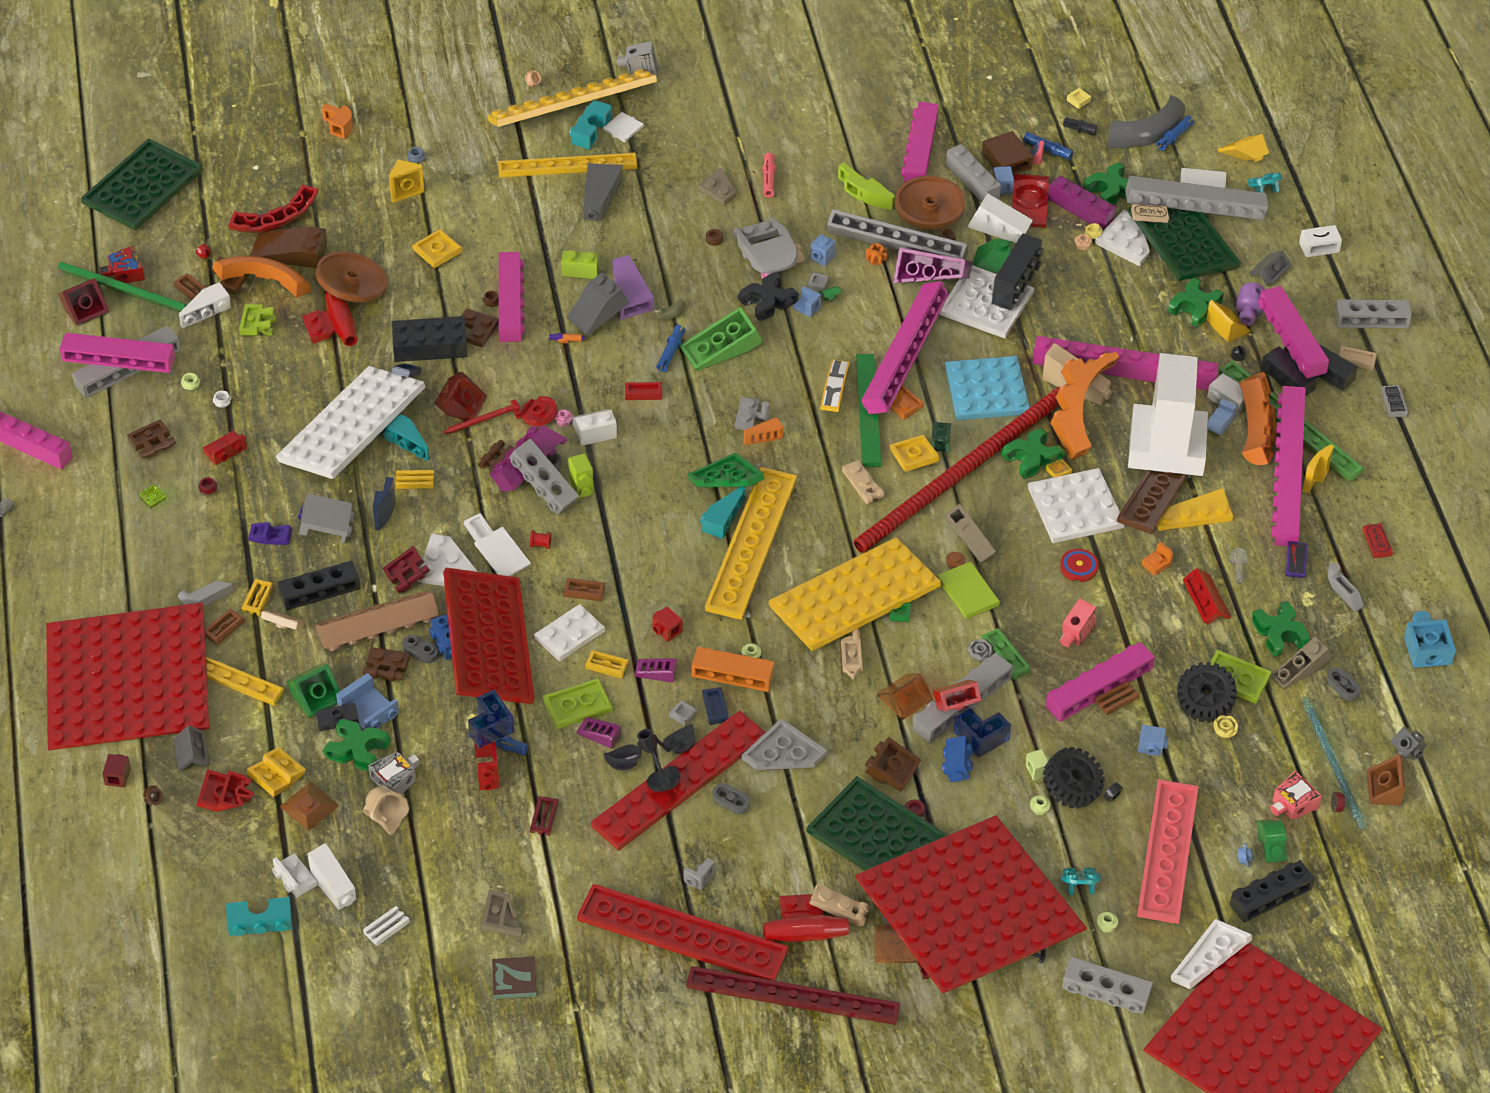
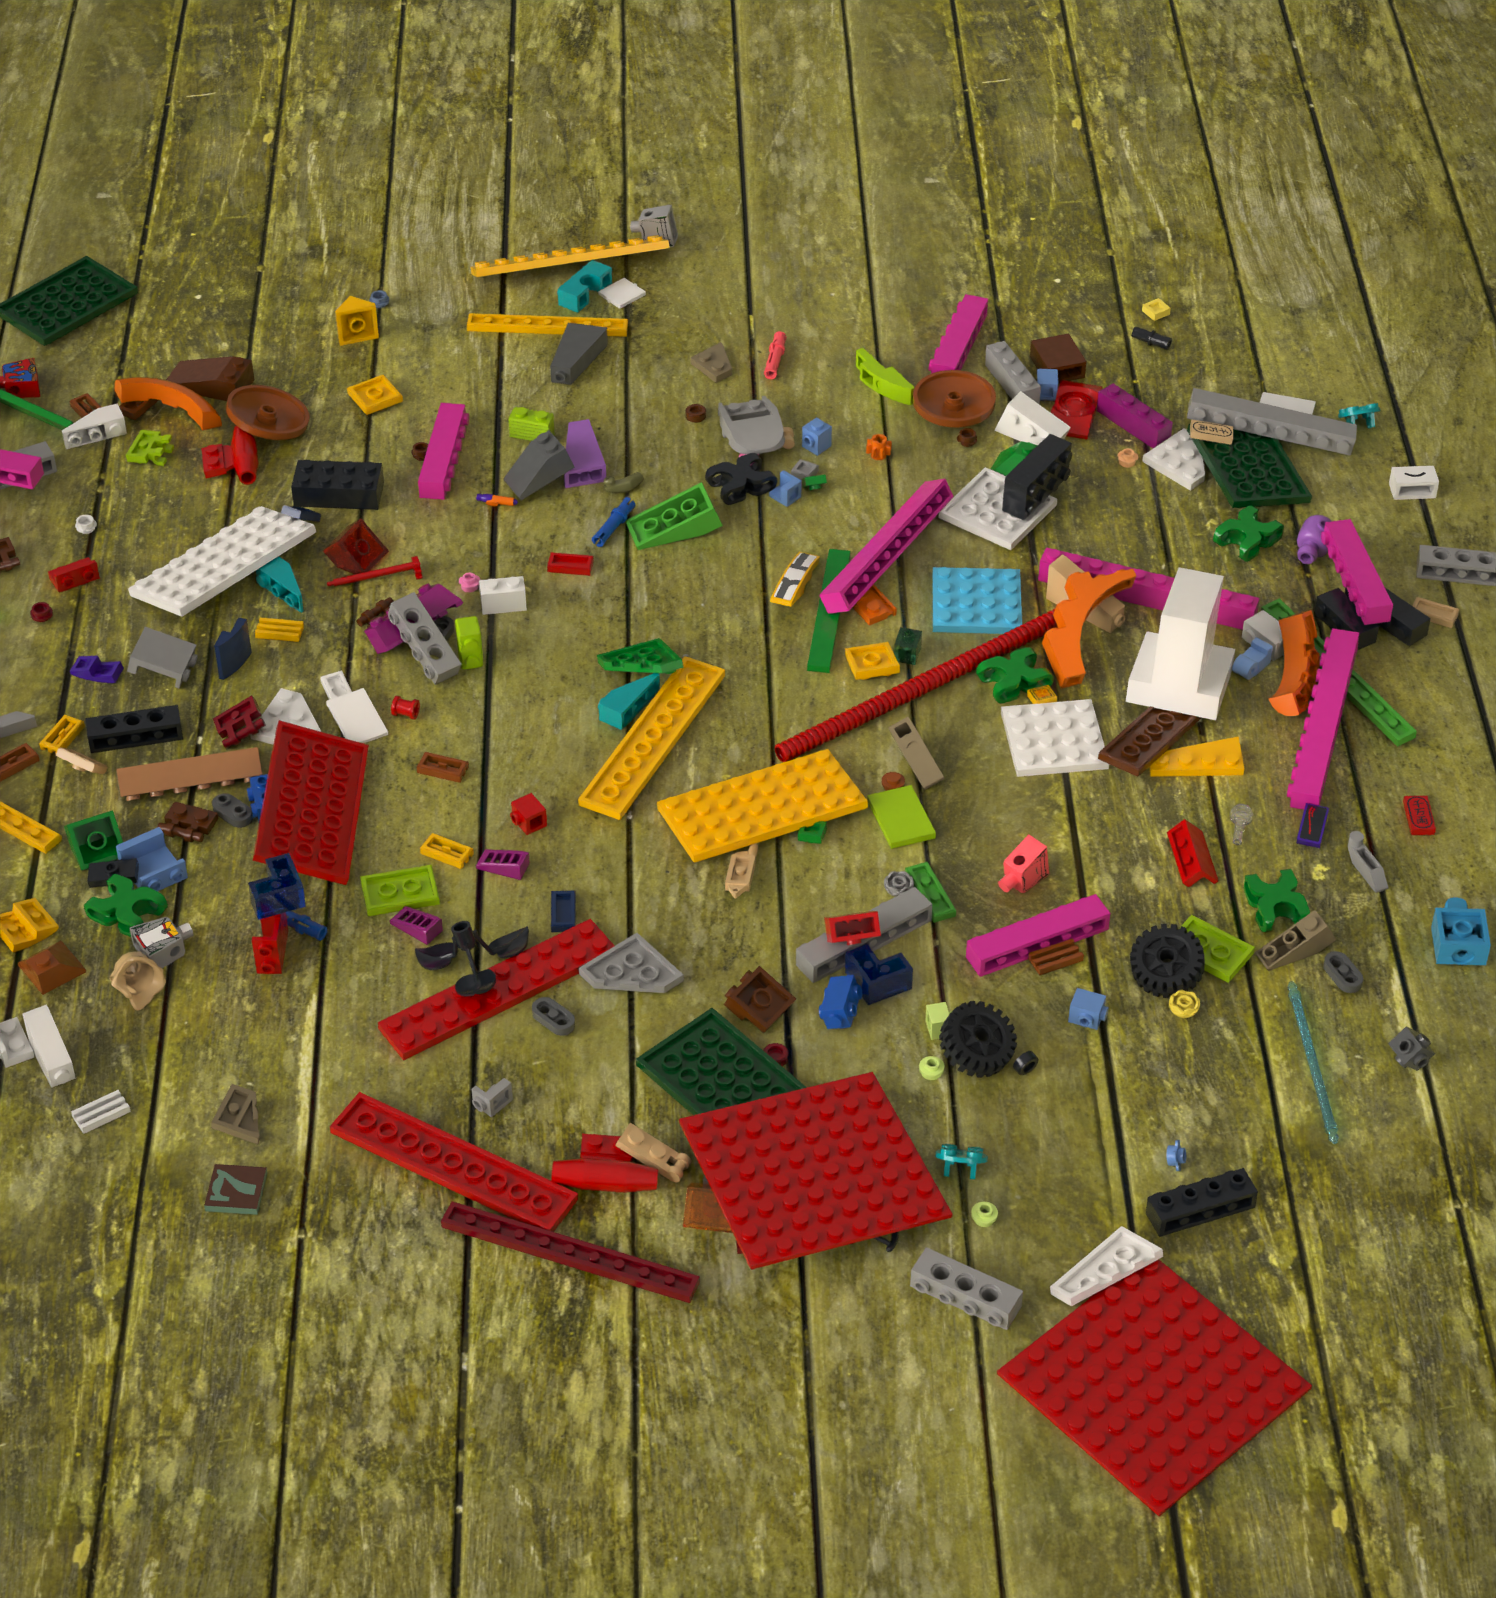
camera: 10 degrees right, 5 degrees down
(190, 381) = (56, 502): yellowish green plate -> none
(203, 251) = (108, 372): red hinge -> none
(277, 217) = (204, 345): red brick -> none
(339, 120) = (302, 256): orange brick -> none
(481, 325) = (401, 479): reddish brown plate -> none
(533, 78) = (535, 232): light nougat plate -> none
(539, 411) = (443, 572): red tile -> none
(541, 829) = (319, 1024): dark red tile -> none
(569, 632) = (412, 812): white plate -> none
(683, 713) = (522, 914): light grey tile -> none
(733, 669) = (592, 871): orange brick -> none
(749, 413) = (687, 598): light grey plate -> none
(751, 650) = (621, 857): yellowish green plate -> none
(764, 432) = (705, 620): orange slope -> none
(862, 482) = (803, 685): tan plate -> none
(892, 235) = (907, 431): light grey brick -> none
(906, 694) = (796, 924): clear orange slope -> none
(925, 266) = (925, 461): magenta wedge -> none
(1037, 153) = (1094, 361): coral slope -> none
(1053, 148) = (1116, 358): blue pin -> none
(1079, 565) = (1043, 803): red tile -> none
(1093, 231) = (1142, 447): light yellow plate -> none
(1110, 184) = (1171, 400): green piece -> none
(1147, 130) = (1232, 347): dark grey brick -> none
(1159, 559) = (1142, 808): orange bracket -> none
(1167, 851) = (1078, 1141): coral plate -> none
(1171, 136) = (1256, 358): blue pin -> none
(1225, 322) = (1280, 557): yellow slope -> none
(1235, 353) = (1285, 593): black hinge -> none
(1247, 148) = (1344, 378): yellow slope -> none
(1272, 267) = (1350, 504): dark grey panel -> none
(1273, 836) = (1215, 1139): green brick -> none
(1295, 797) = (1254, 1095): coral torso -> none
(1318, 468) = (1358, 724): yellow slope -> none
(1337, 802) = (1308, 1107): dark red tile -> none
(1387, 782) = (1375, 1091): dark orange slope -> none
(1394, 401) = (1470, 663): tile -> none

